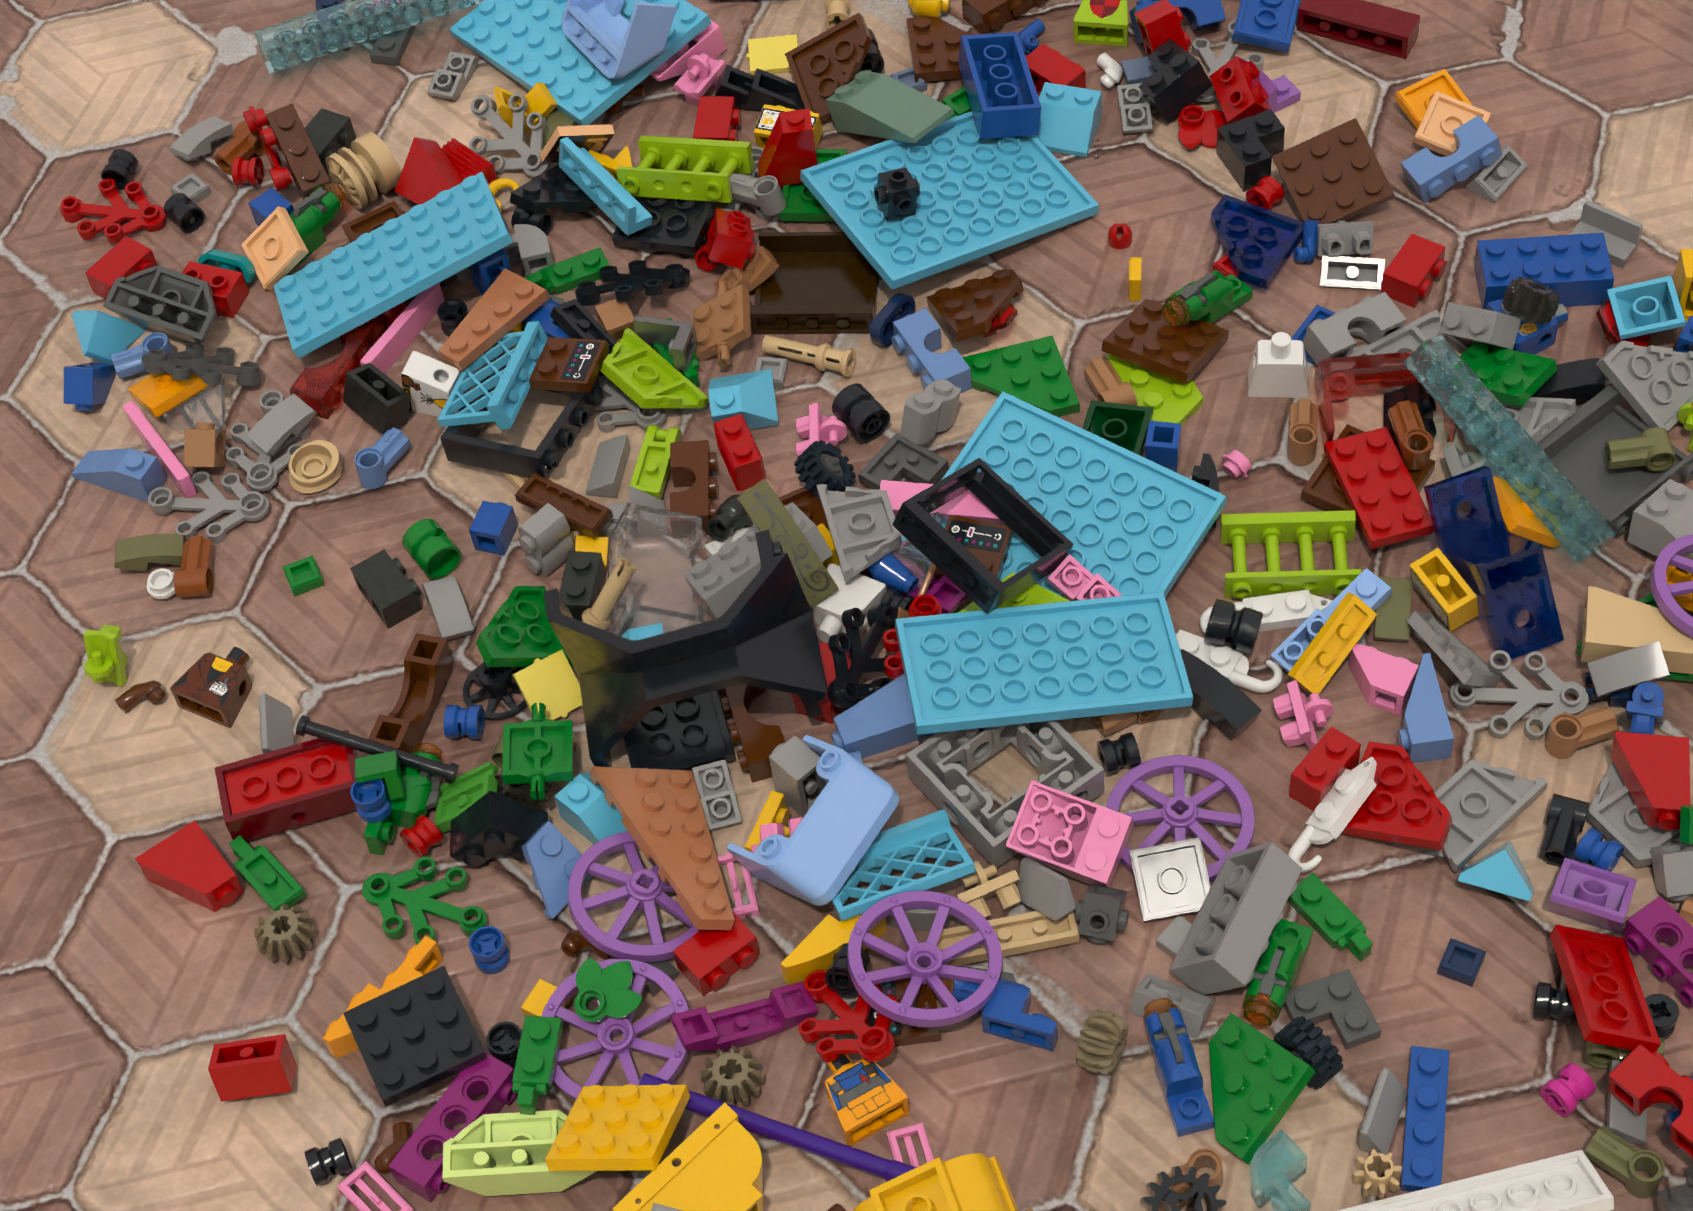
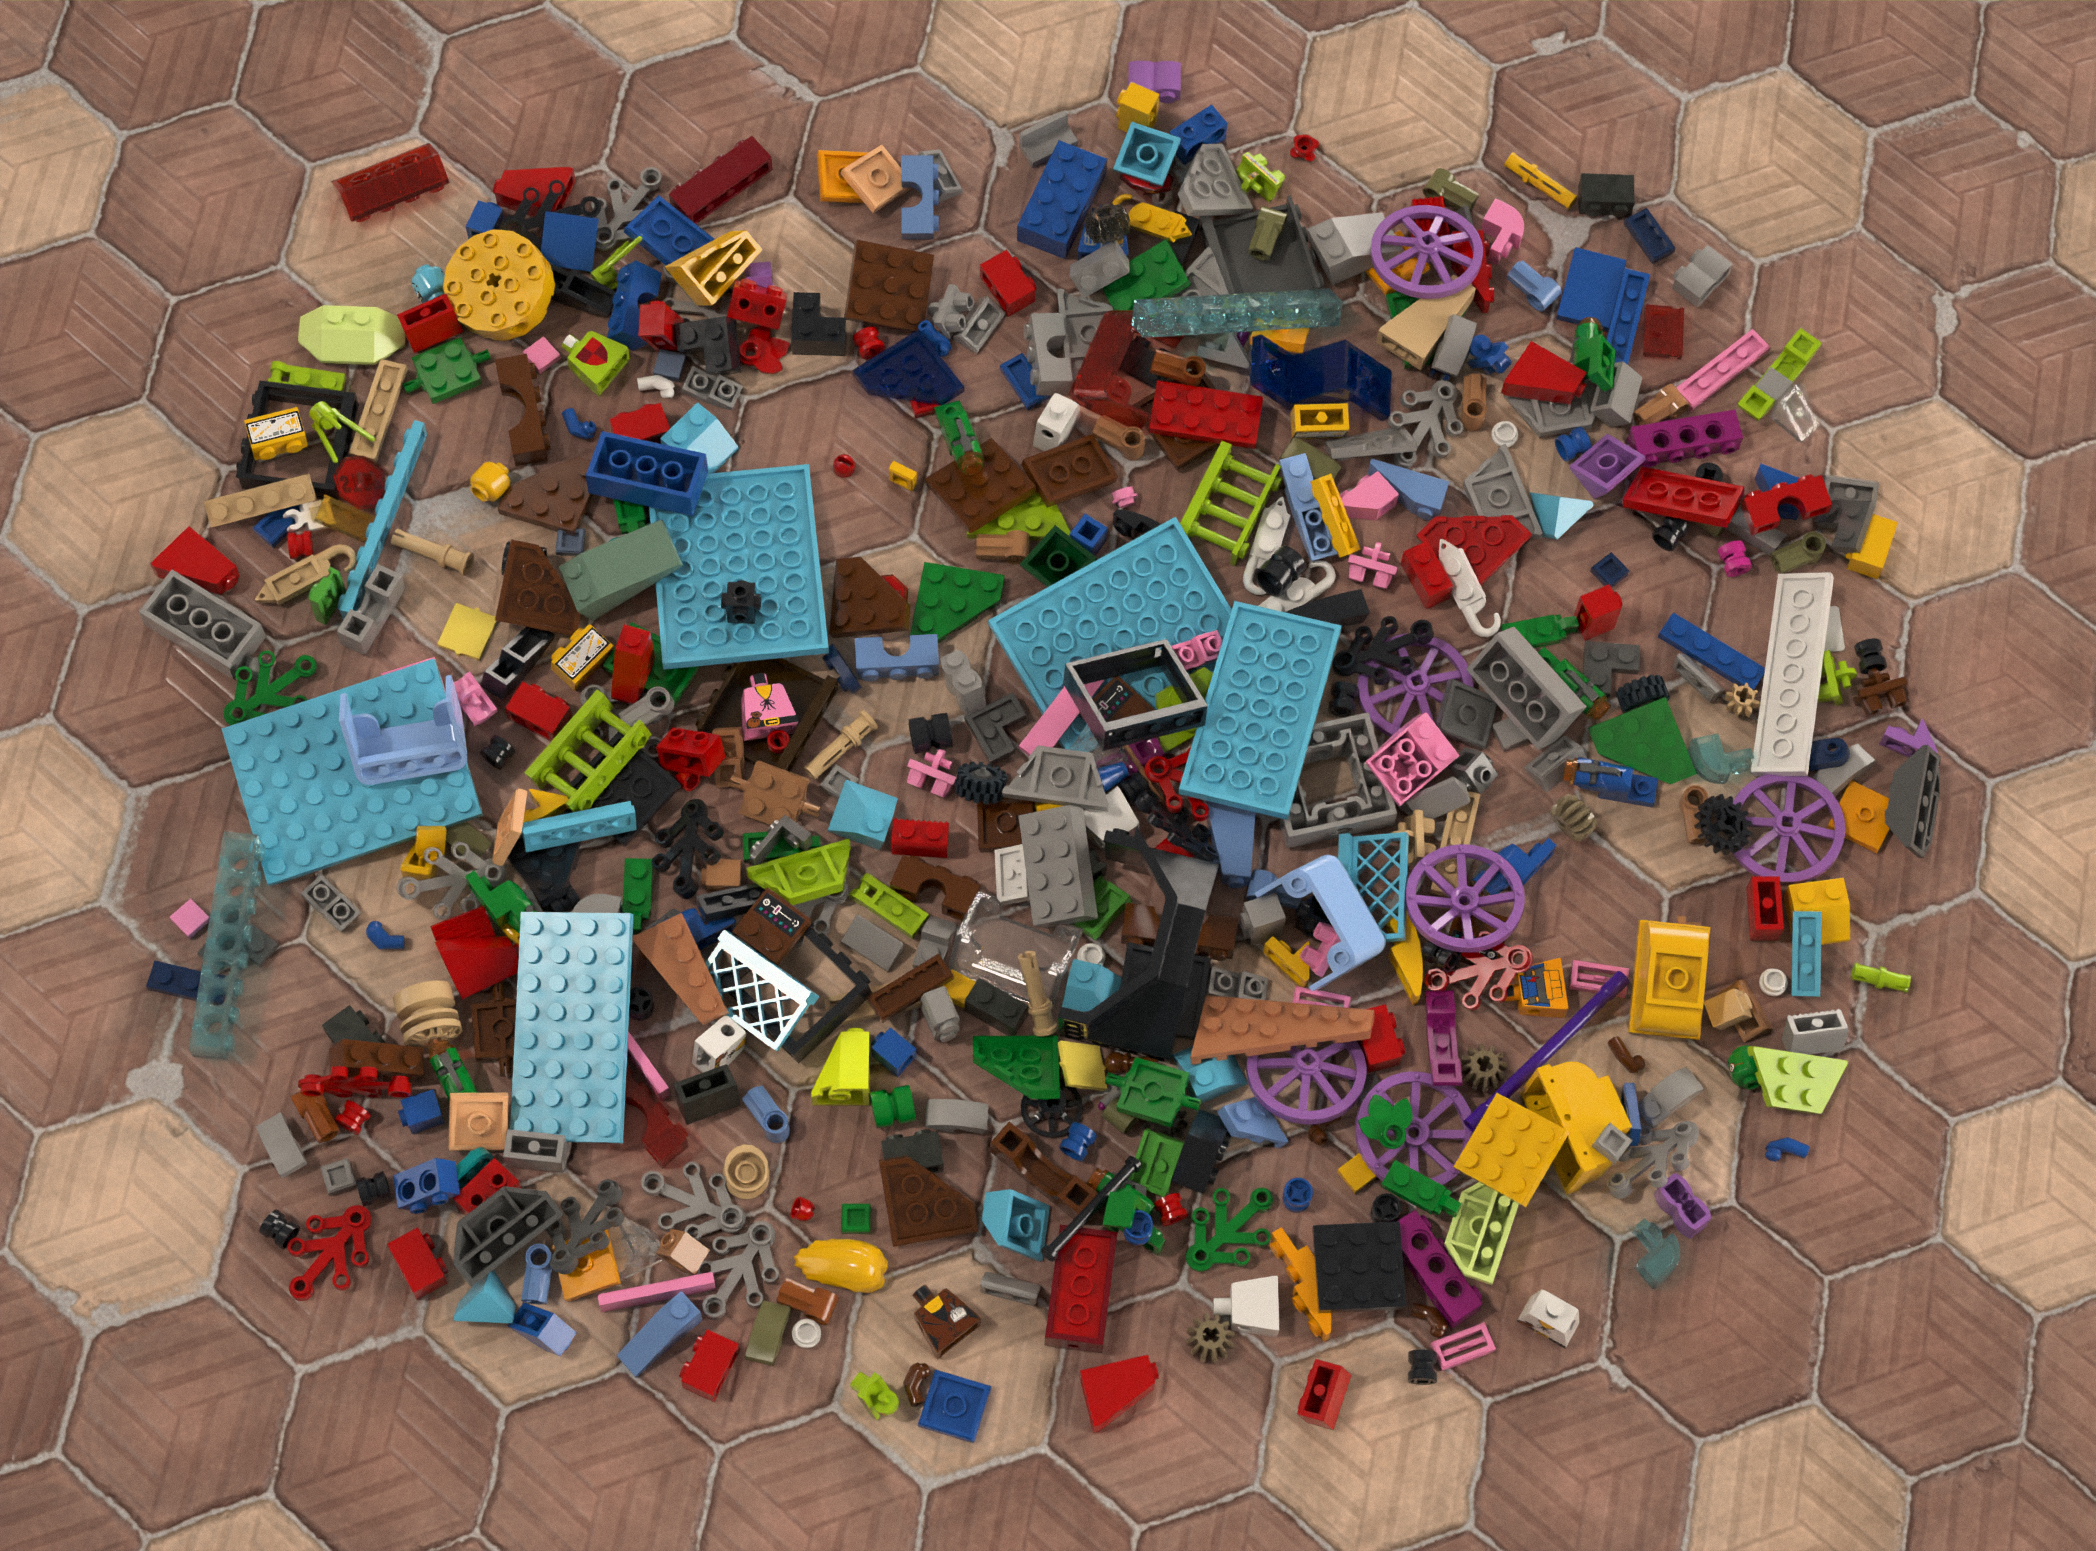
camera: 75 degrees left, 15 degrees up
(96, 520) = (709, 1365): none -> red brick
(129, 739) = (954, 1406): none -> blue tile
(194, 238) = (426, 1185): none -> blue brick
(247, 586) = (843, 1264): none -> yellow hair
(263, 300) = (535, 1150): none -> light grey brick
(266, 875) = (1147, 1337): green hinge -> none
(277, 425) = (692, 1180): light grey slope -> none
(293, 525) = (802, 1209): none -> red hinge
(332, 613) = (923, 1204): none -> reddish brown plate
(338, 960) = (1252, 1306): none -> white torso
(345, 700) = (1016, 1222): none -> medium azure slope
(437, 115) = (381, 939): none -> blue arm
(454, 496) = (846, 1072): none -> neon yellow slope
(503, 168) = (504, 902): none -> green plate
(579, 730) = (1118, 1063): none -> reddish brown bar
(658, 117) = (497, 752): none -> black wheel
(728, 519) = (983, 867): pearl dark grey piece -> none
(769, 513) = (1076, 830): olive slope -> none
(781, 296) = (783, 739): none -> red hinge
(808, 274) = (766, 709): none -> bright pink torso
(1167, 739) = (1380, 650): none -> black plant
(1231, 403) = (1069, 470): none -> reddish brown plate
(1255, 41) = (714, 266): none -> yellow wedge
(1386, 957) = (1598, 611): none -> red brick
(1564, 780) = (1504, 433): none -> white plate
(1564, 823) = (1539, 450): black piece -> none
(1573, 345) = (1155, 220): none -> yellow plate

